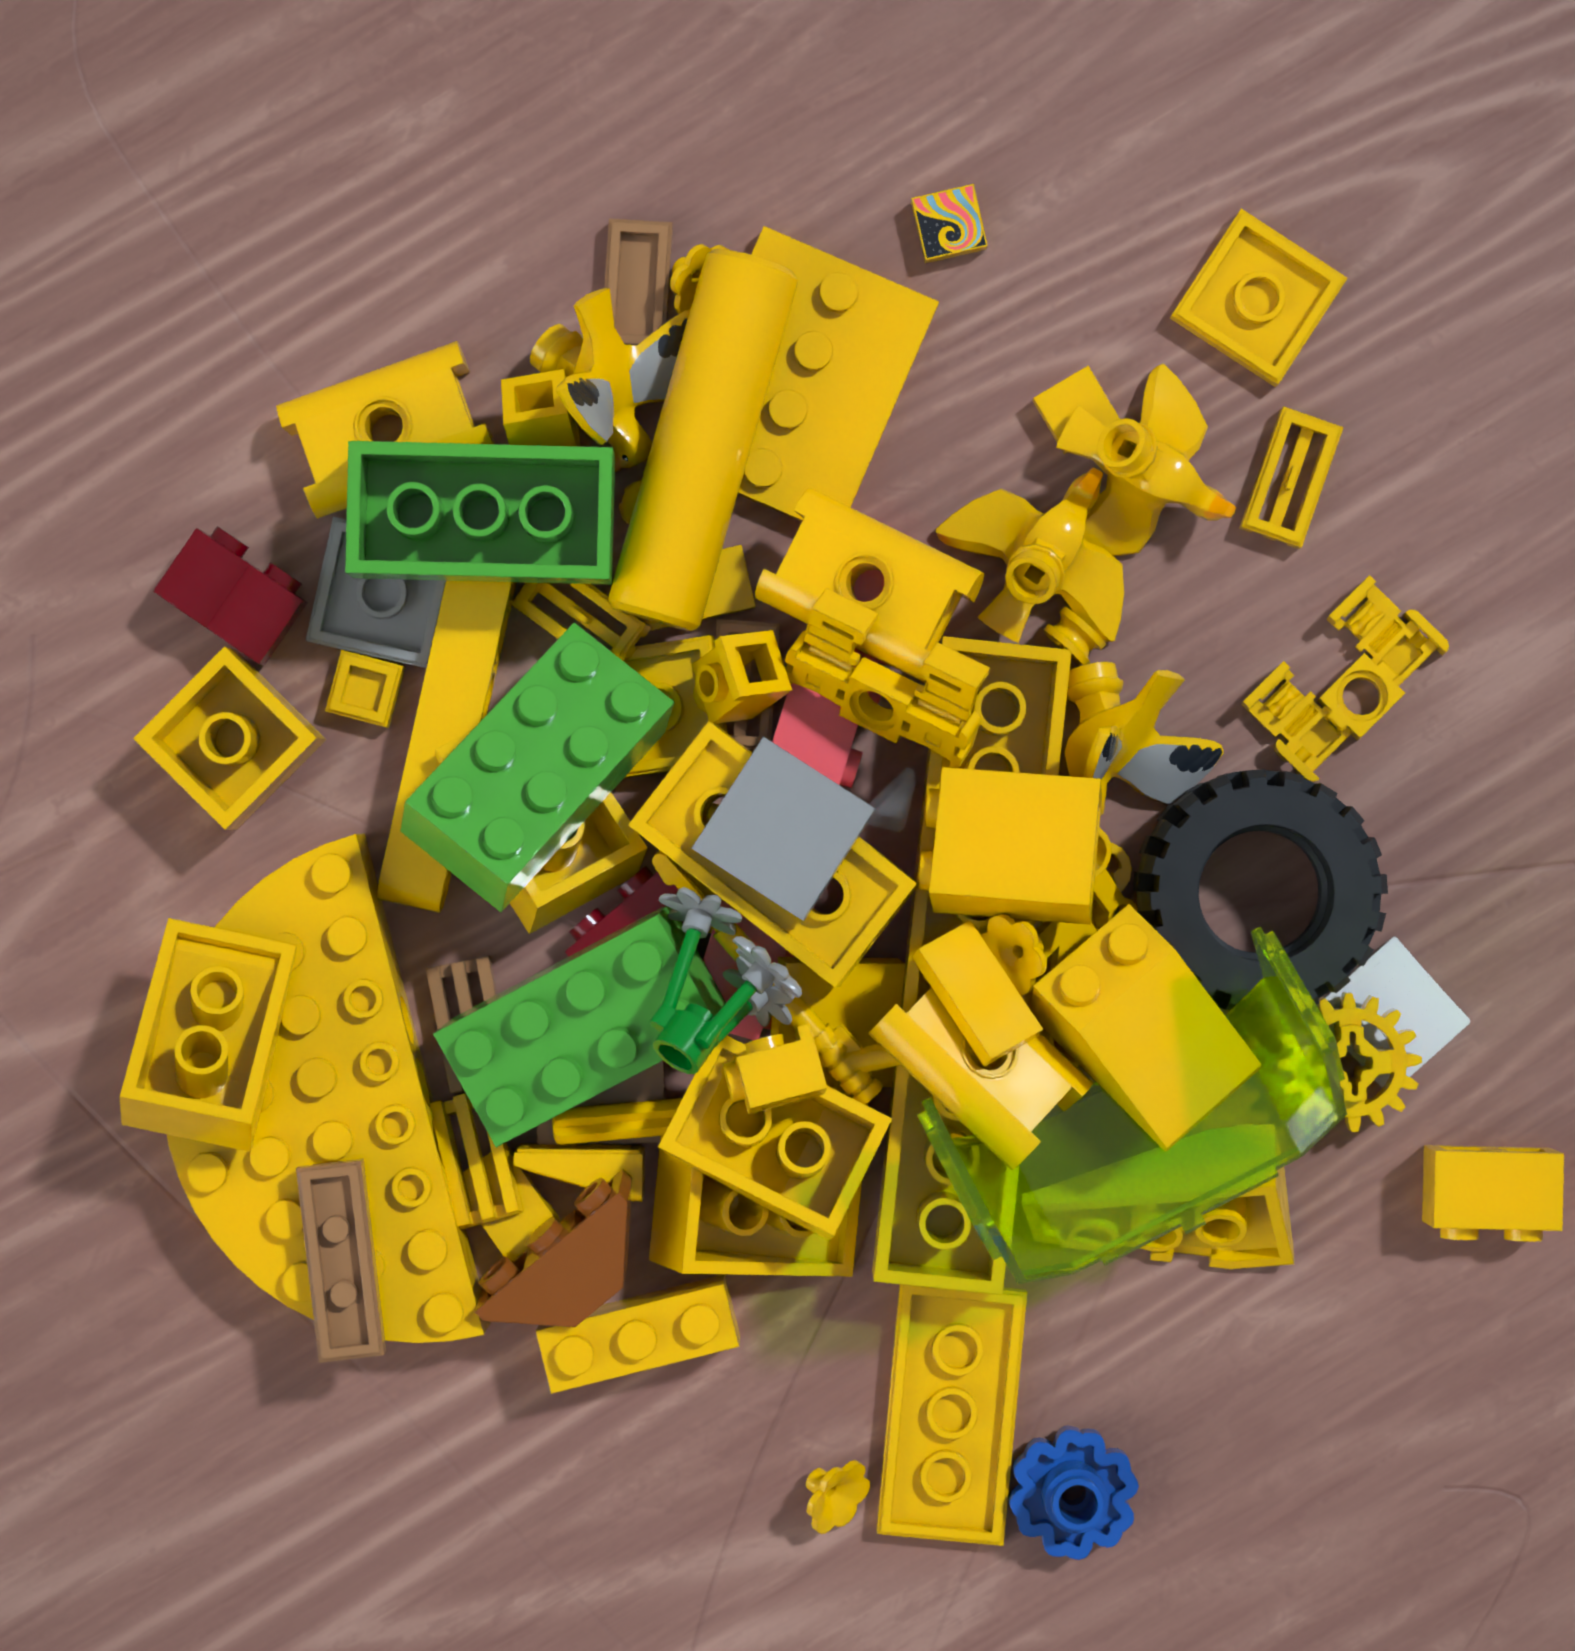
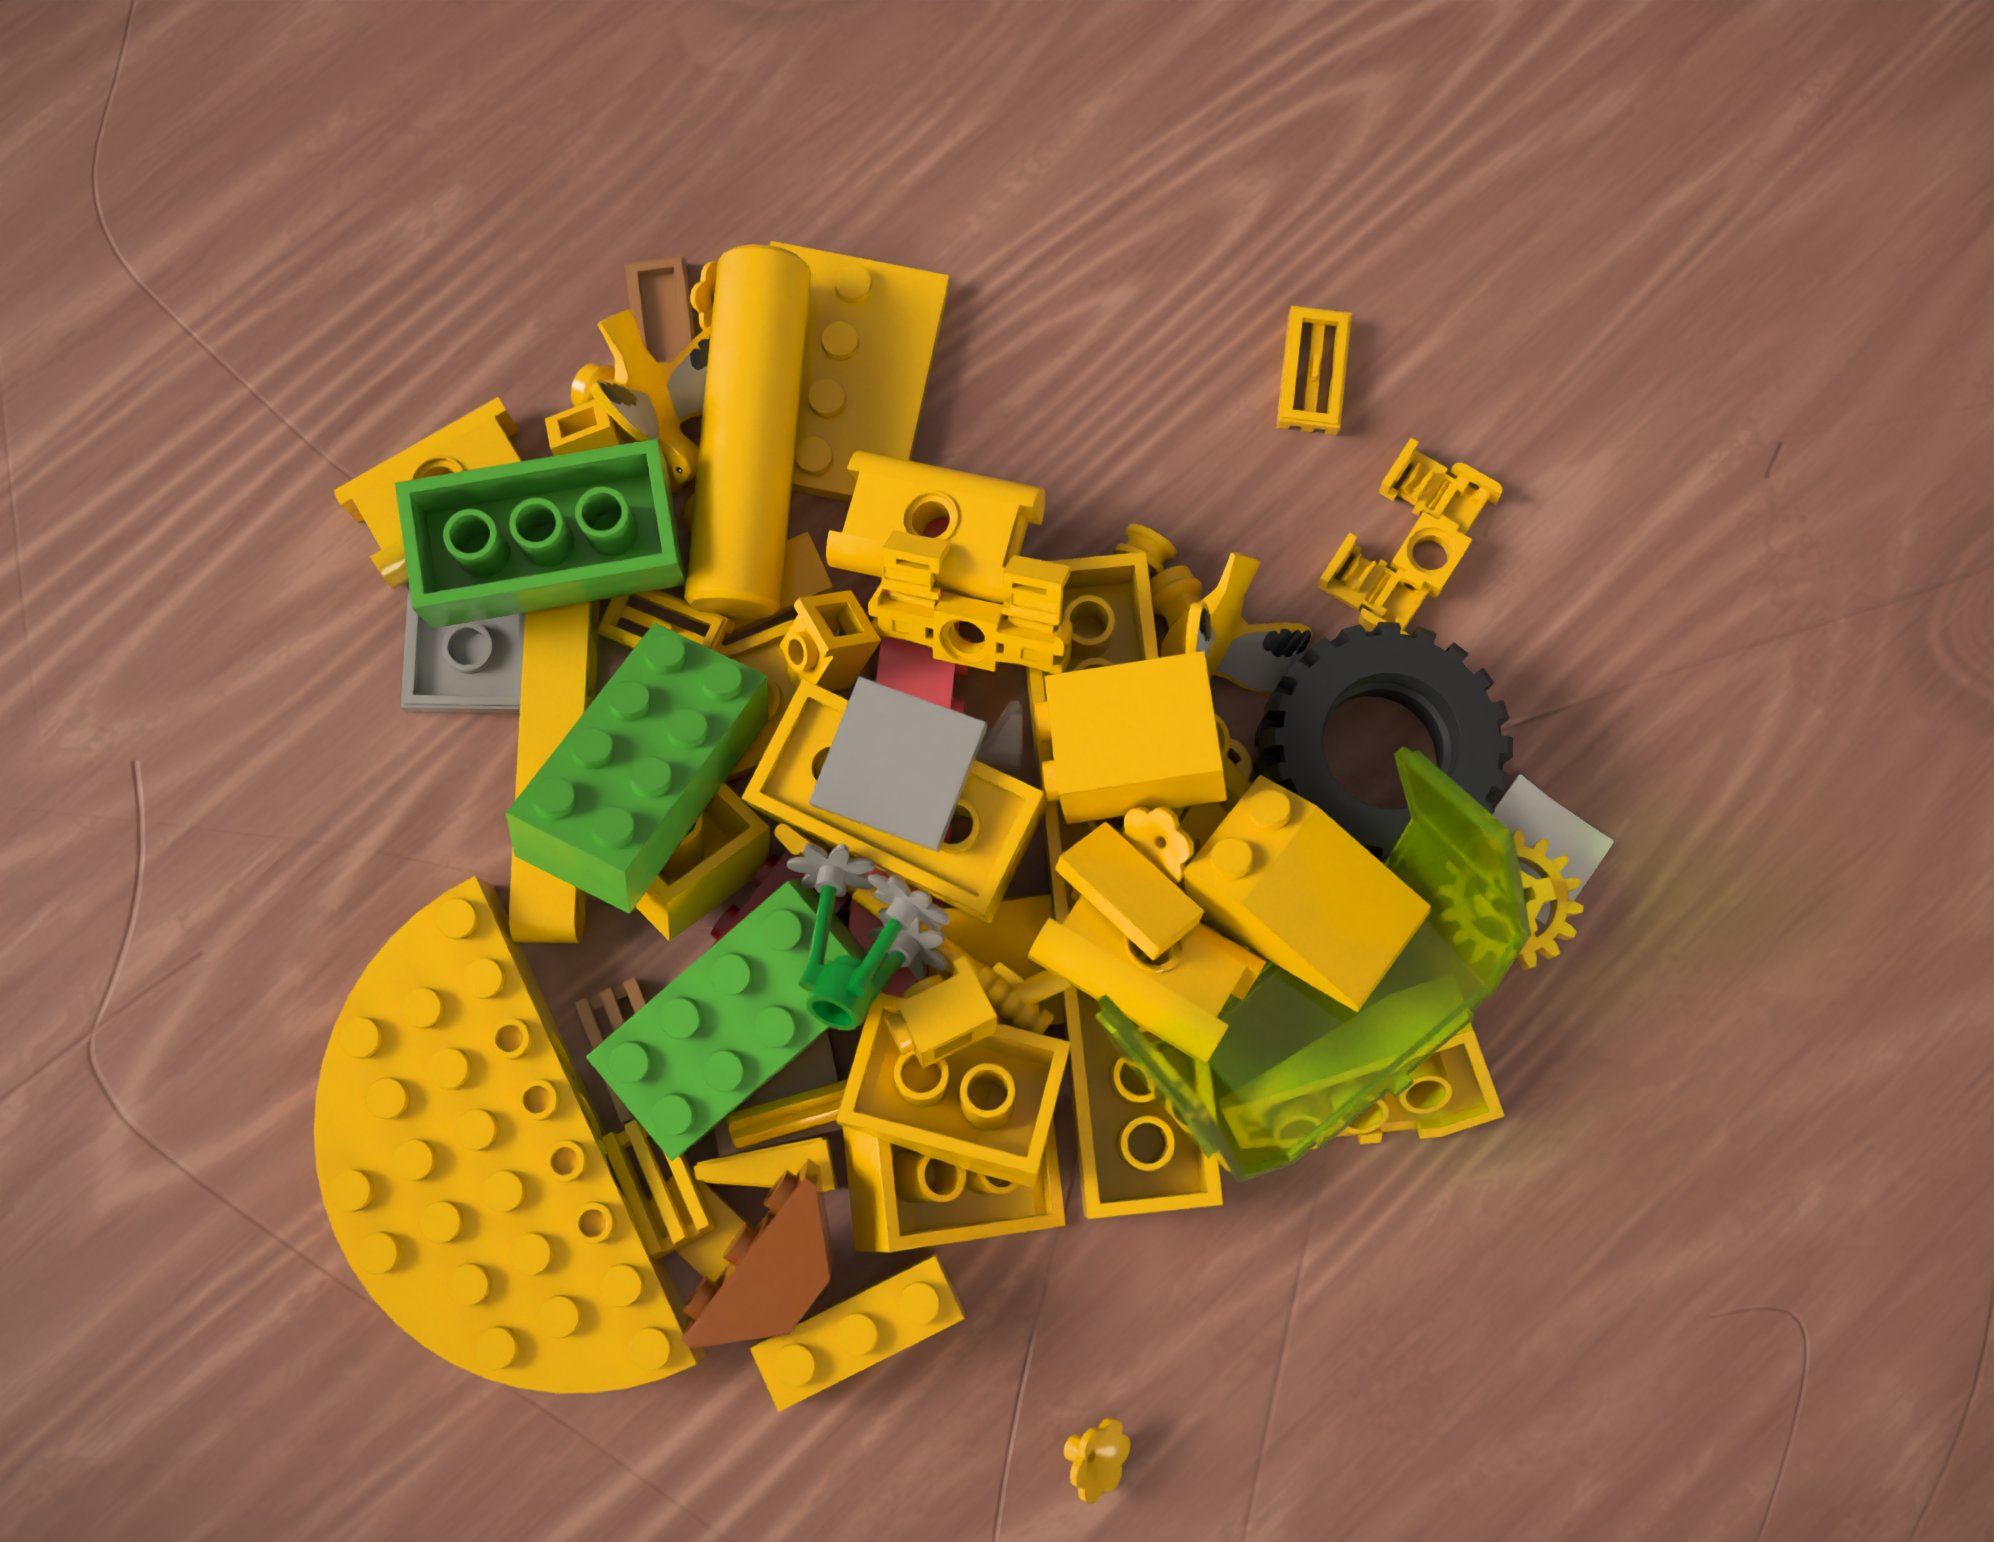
camera: 15 degrees left, 10 degrees down
(207, 1035) = (348, 1108): yellow slope -> none
(229, 739) = (335, 812): yellow brick -> none
(231, 595) = (320, 677): dark red brick -> none
(341, 1260) = (531, 1316): medium nougat tile -> none
(365, 688) = (468, 743): yellow tile -> none
(949, 223) = (943, 208): tile -> none
(951, 1414) = (1197, 1347): yellow tile -> none
(1042, 557) = (1100, 481): yellow animal -> none
(1063, 398) = (1099, 348): yellow tile -> none
(1073, 1460) = (1368, 1423): blue plant -> none
(1144, 465) = (1179, 375): yellow animal -> none
(1258, 298) = (1244, 218): yellow tile -> none
(1493, 1190) = (1681, 997): yellow brick -> none

